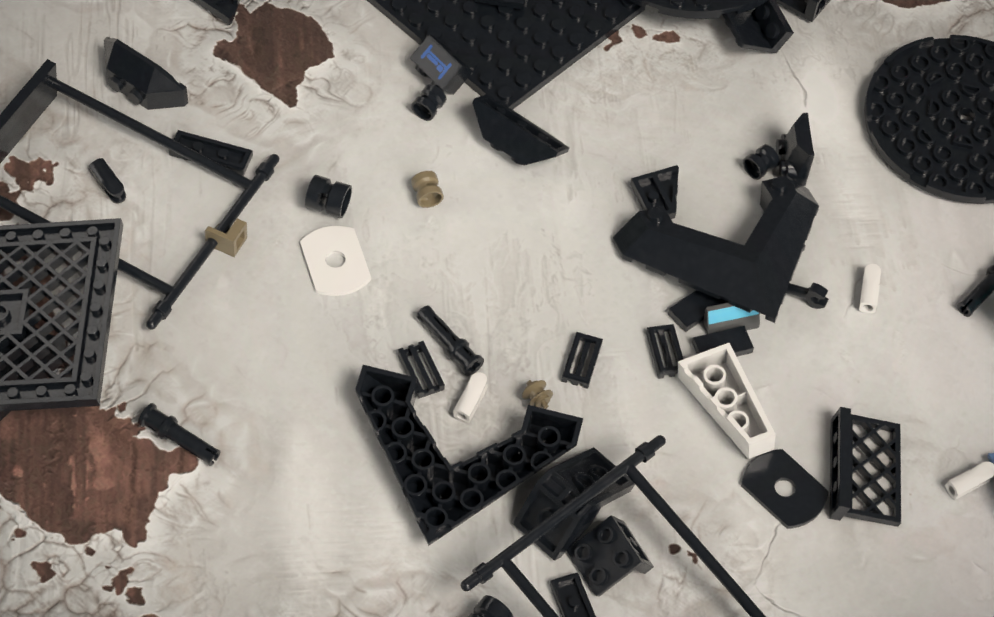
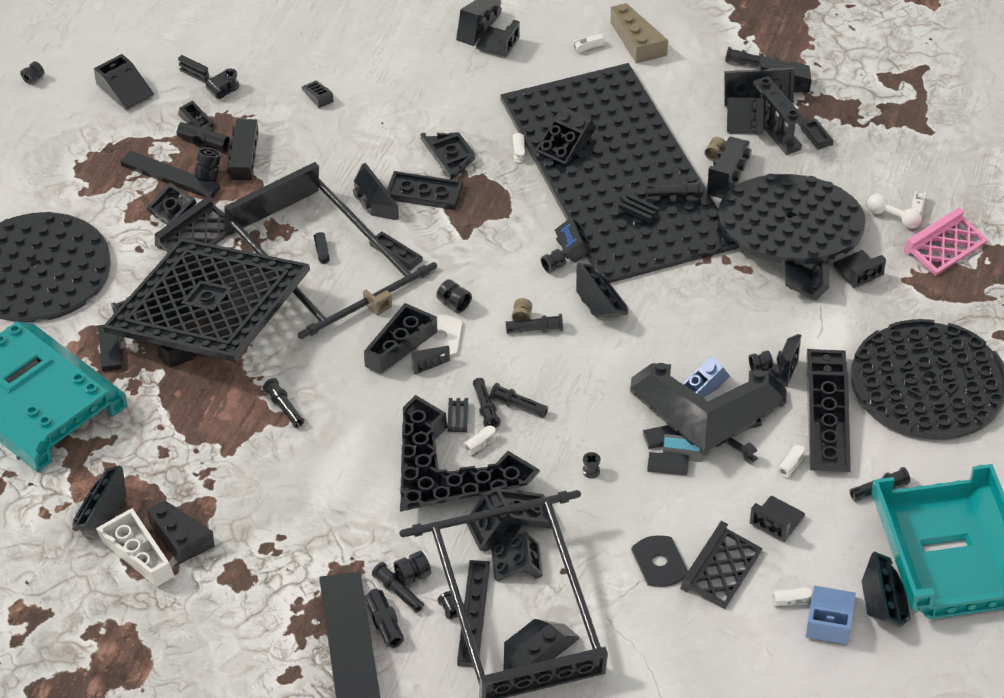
camera: 30 degrees right, 10 degrees down
(204, 50) = (425, 190): none -> black tile
(291, 277) = (399, 337): none -> black wedge
(340, 301) = (429, 358): none -> black slope
(461, 198) = (544, 323): none -> black pin
(477, 320) = (510, 397): none -> black pin
(537, 394) = (524, 450): dark tan wheel -> none
(577, 378) = (570, 444): black tile -> none
(633, 383) = (591, 461): none -> black bush
(658, 189) = (680, 358): black wing -> none
(669, 369) = (624, 466): black tile -> none
(710, 207) = (707, 378): none -> medium blue slope
(728, 397) = (648, 485): white wedge -> none
(876, 202) = (828, 410): none -> black slope
(896, 375) = (776, 517): none -> black bracket

